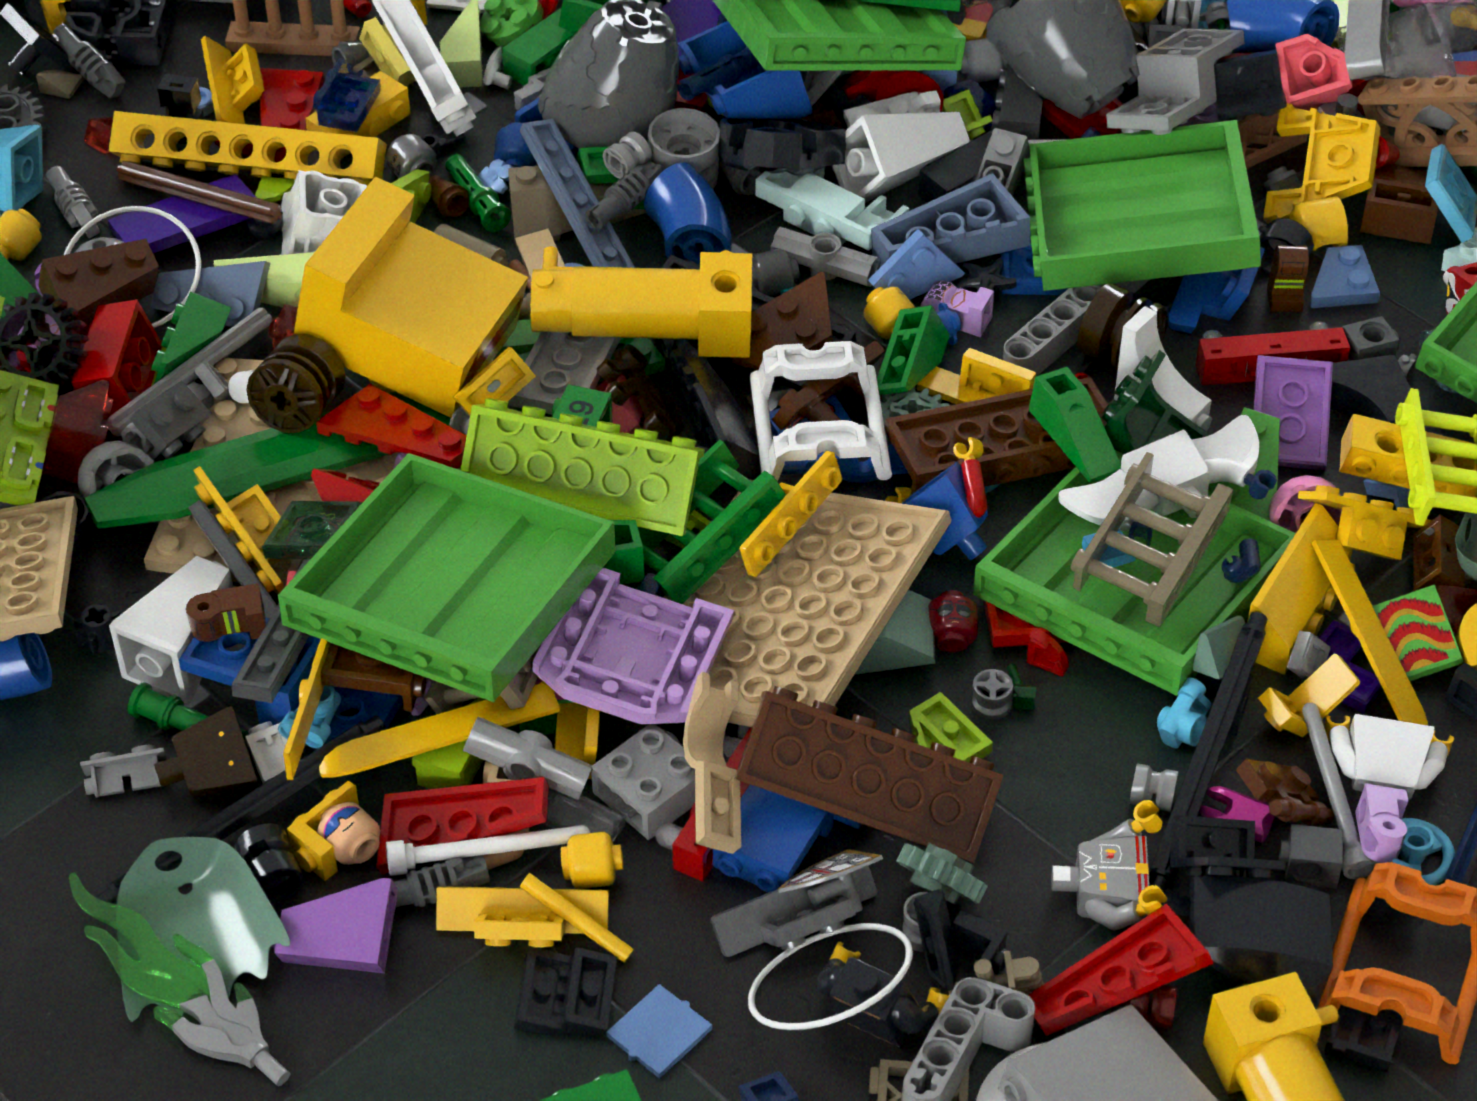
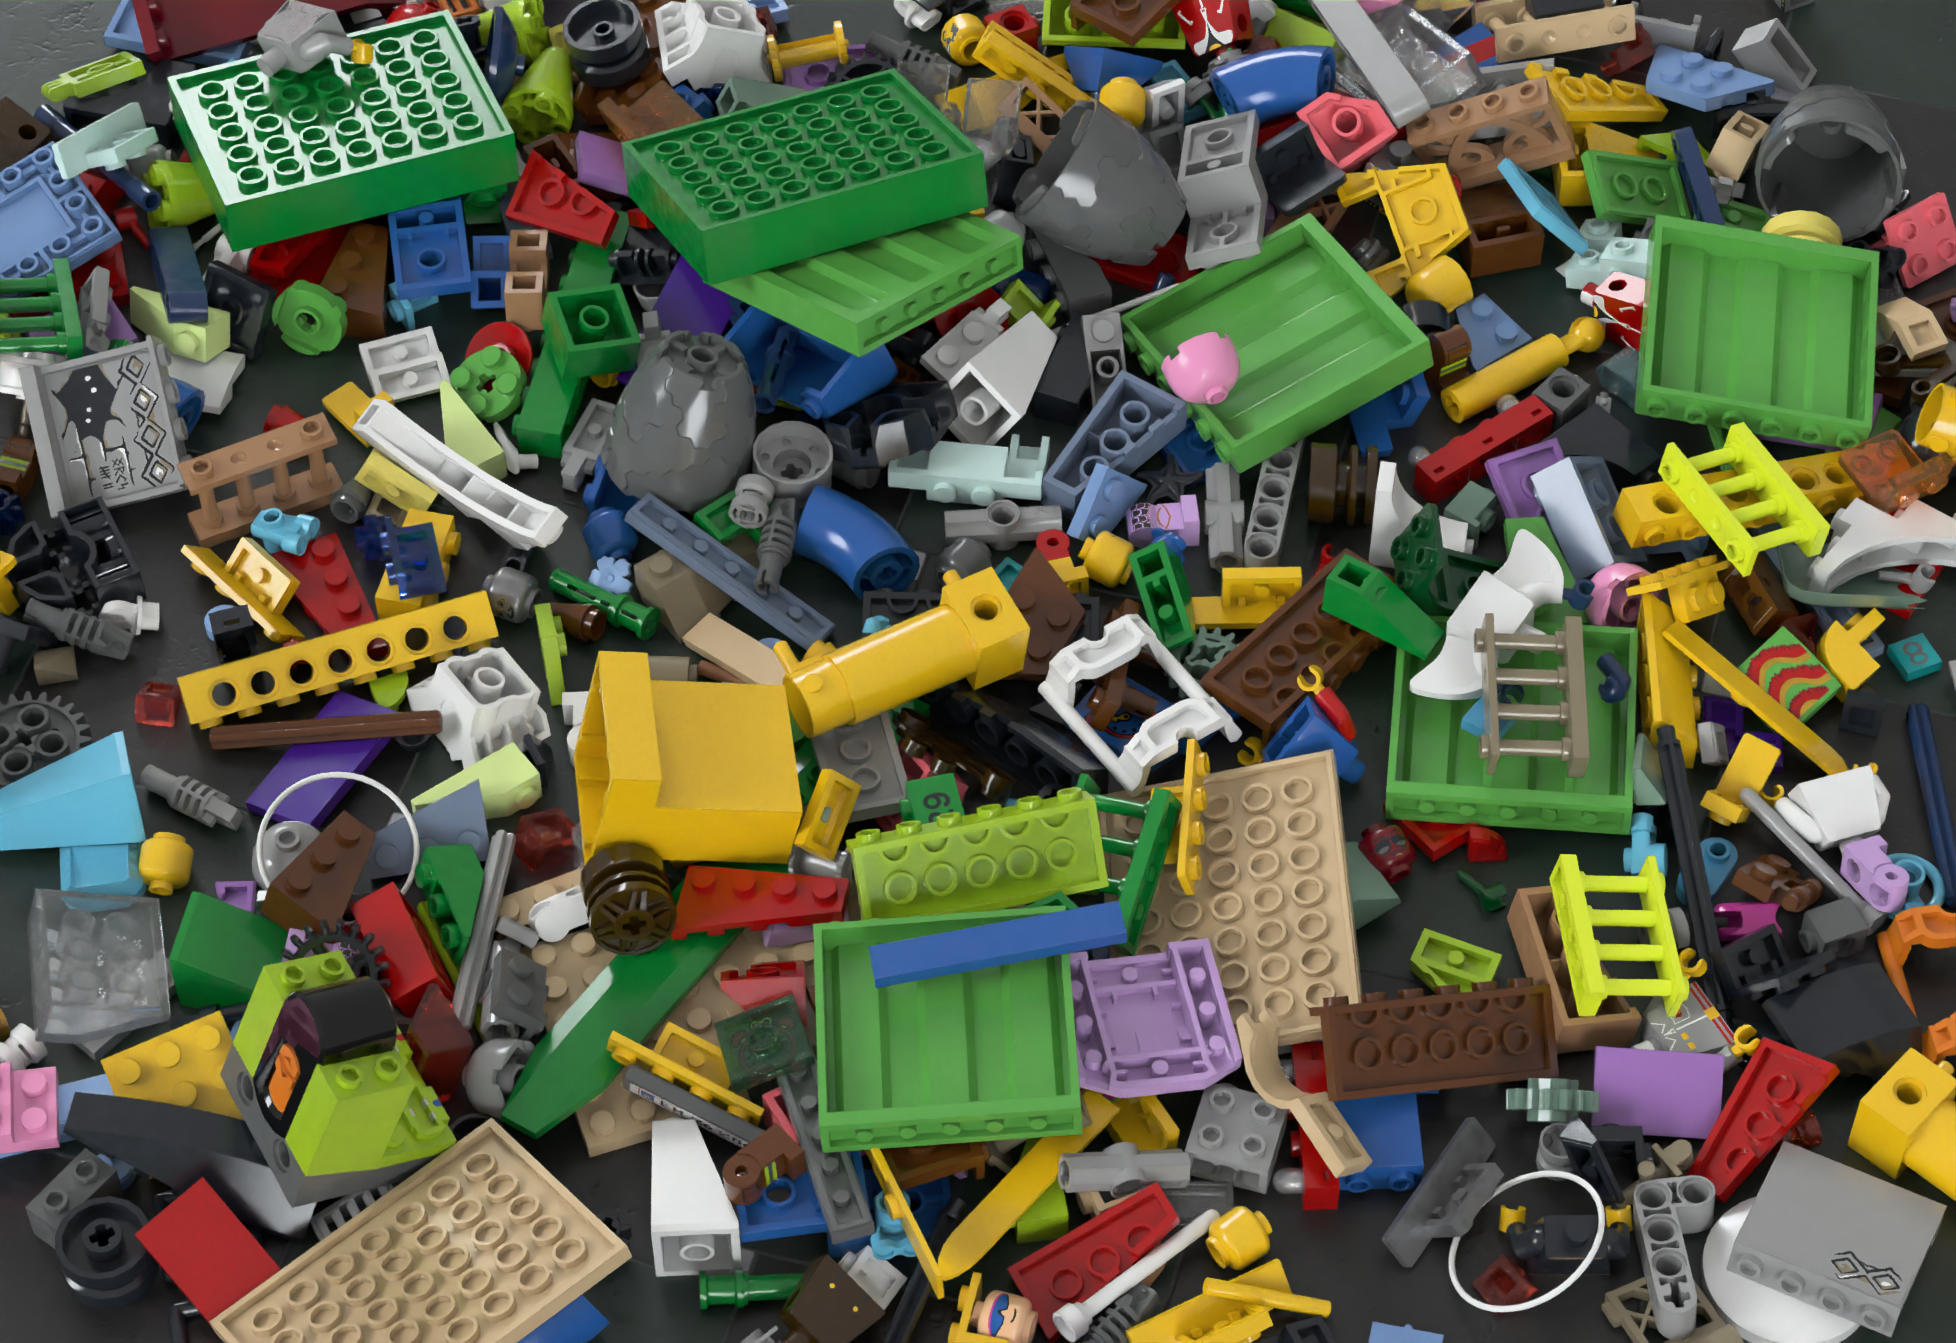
camera: 30 degrees left, 5 degrees up
(136, 70) = (132, 616): none -> white piece
(284, 55) = (284, 531): none -> medium azure plate
(533, 525) = (997, 944): none -> blue tile
(798, 1005) = (1504, 1283): none -> clear red slope
(837, 867) = (1459, 1145): light grey shield -> none
(849, 300) = (1056, 549): none -> leg
(999, 689) = (1472, 900): flat silver wheel -> none
(1011, 316) = (1223, 517): none -> light grey piece
(1034, 795) = (1543, 957): none -> medium nougat wedge
(1047, 910) = (1658, 1090): none -> medium lavender tile
(1054, 190) = (1203, 369): none -> bright pink cylinder
(1068, 732) = (1585, 952): none -> neon yellow fence
(1228, 395) = (1474, 506): none -> sand green brick
(1235, 751) = (1717, 868): none -> dark azure plate
(1312, 425) = (1580, 507): none -> sand blue slope
(1341, 309) = (1520, 369): none -> yellow piece

